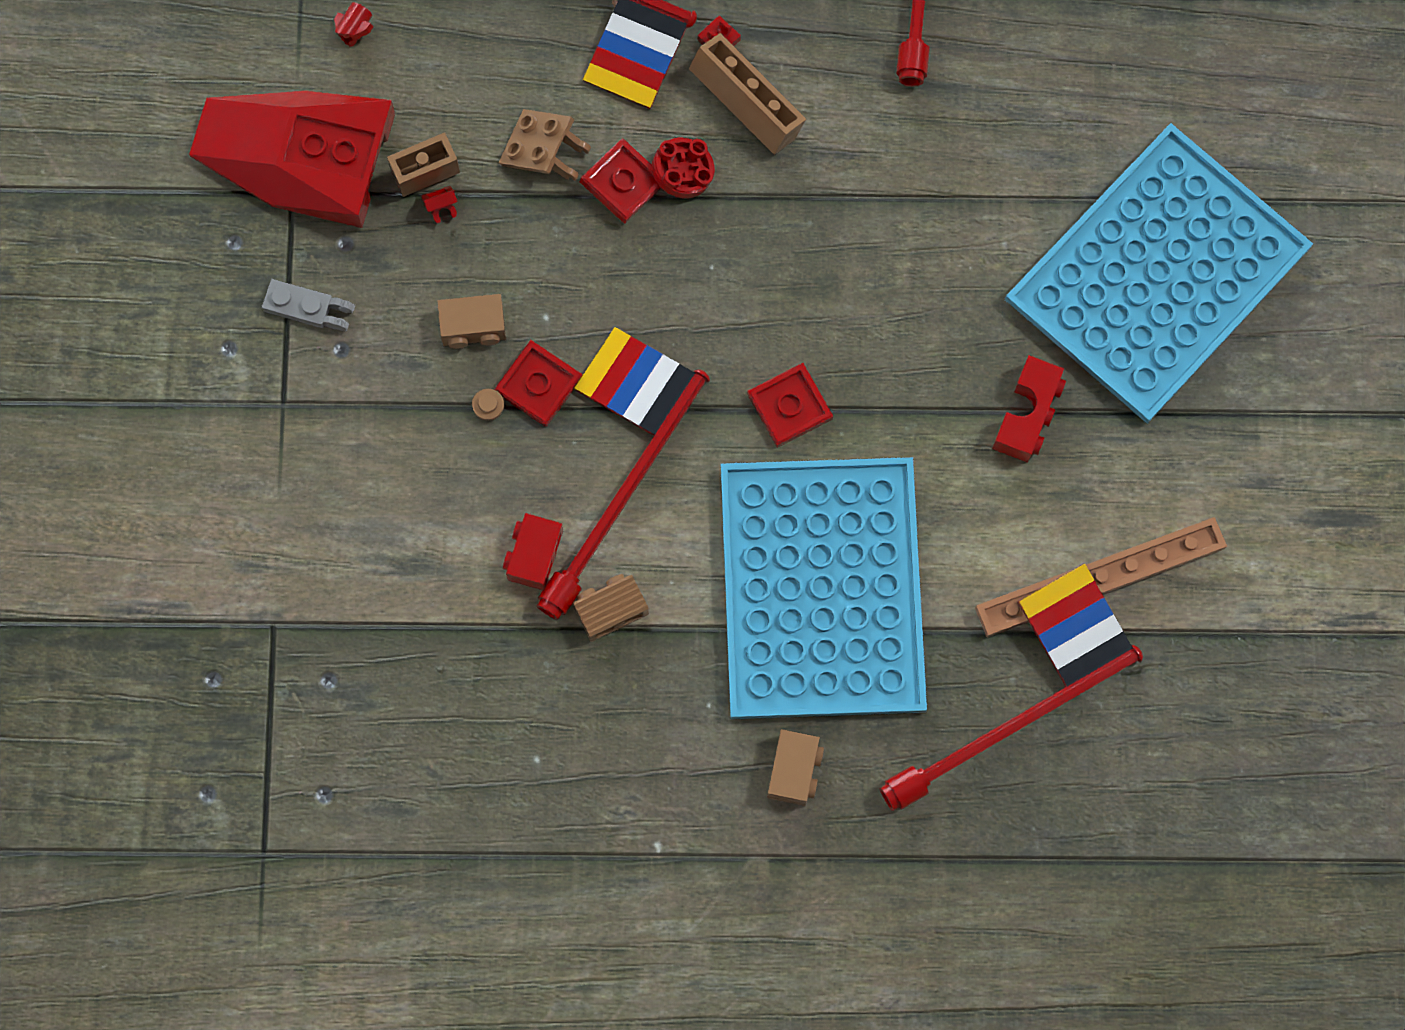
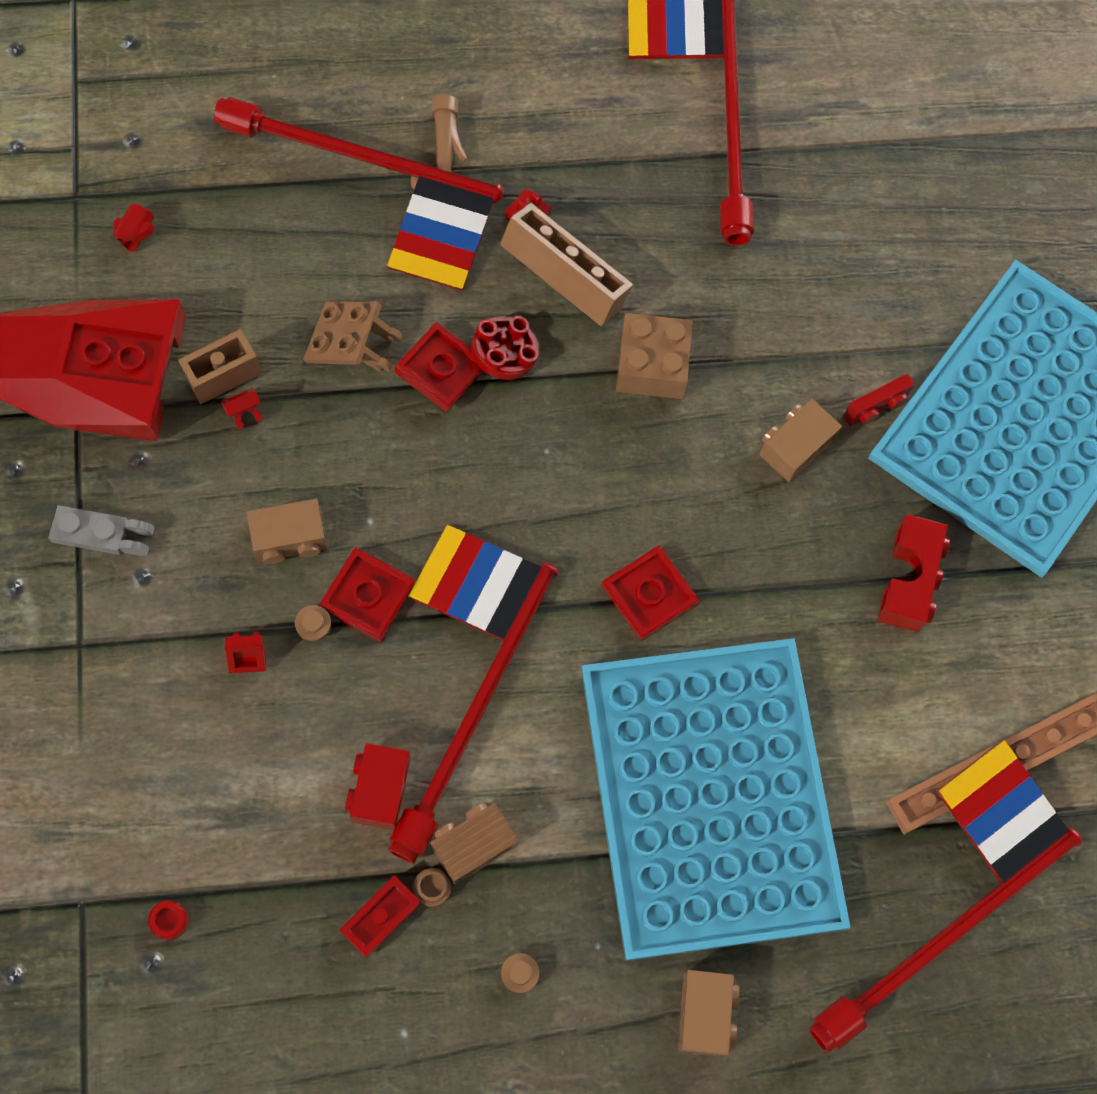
camera: 10 degrees left, 5 degrees down
(345, 646) = (168, 920): none -> red tile
(427, 426) = (245, 653): none -> red tile
(525, 661) = (380, 916): none -> red plate
(571, 641) = (432, 887): none -> medium nougat plate
(639, 719) = (519, 973): none -> medium nougat plate
(818, 187) = (654, 356): none -> medium nougat brick
(942, 277) = (799, 440): none -> medium nougat brick
(1032, 243) = (869, 406): none -> red plate

